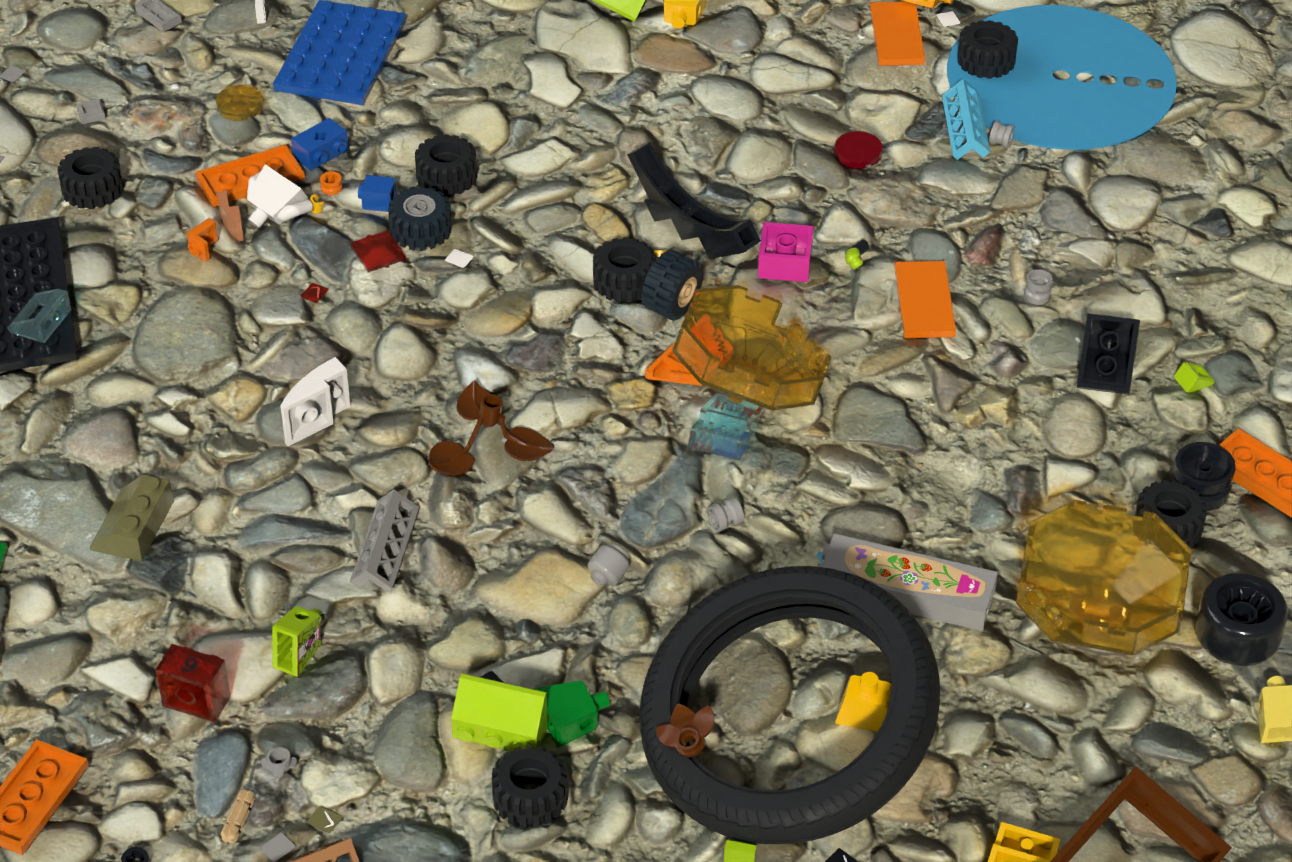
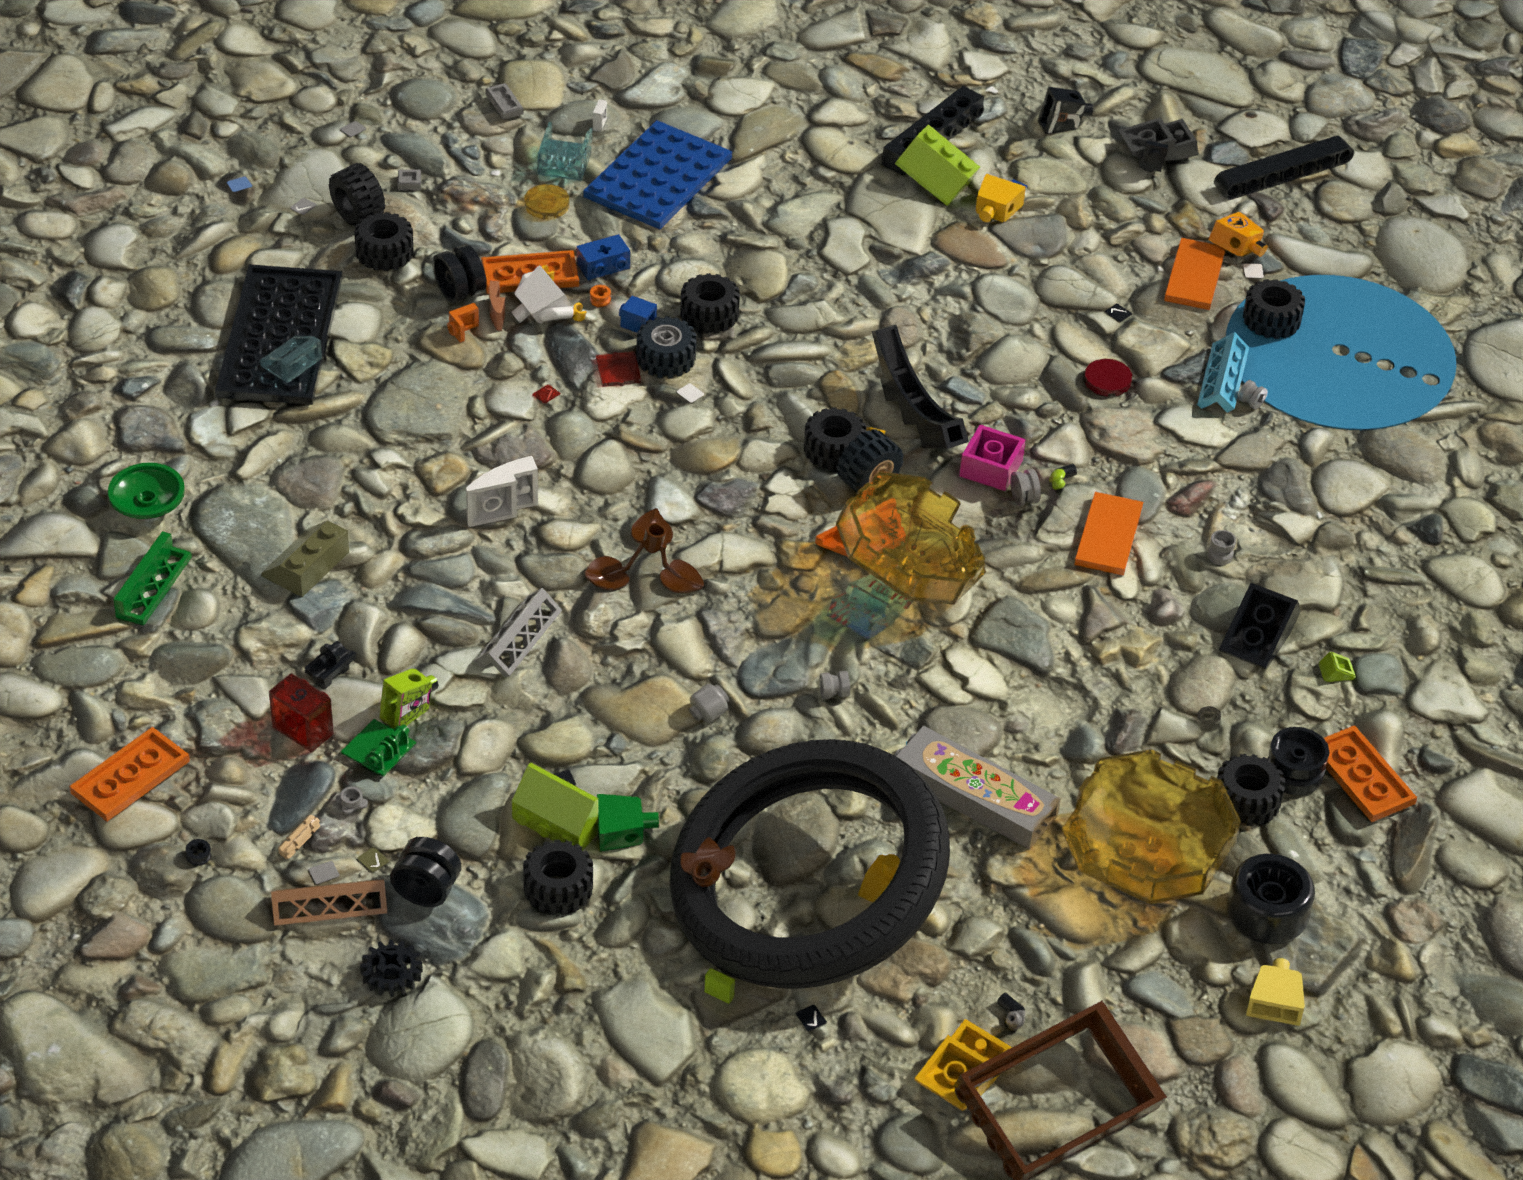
camera: 15 degrees right, 0 degrees up
(46, 136) = (356, 193): none -> black tyre
(182, 192) = (459, 273): none -> black wheel
(201, 623) = (332, 660): none -> black hips
(240, 56) = (564, 158): none -> clear light blue piece
(286, 697) = (379, 746): none -> green hinge
(392, 818) = (425, 872): none -> black wheel
(828, 273) = (1025, 487): none -> light grey wheel
(840, 86) = (1118, 312): none -> black sticker
(1042, 801) = (1015, 1011): none -> arm
(1094, 450) = (1209, 712): none -> clear smoke bush

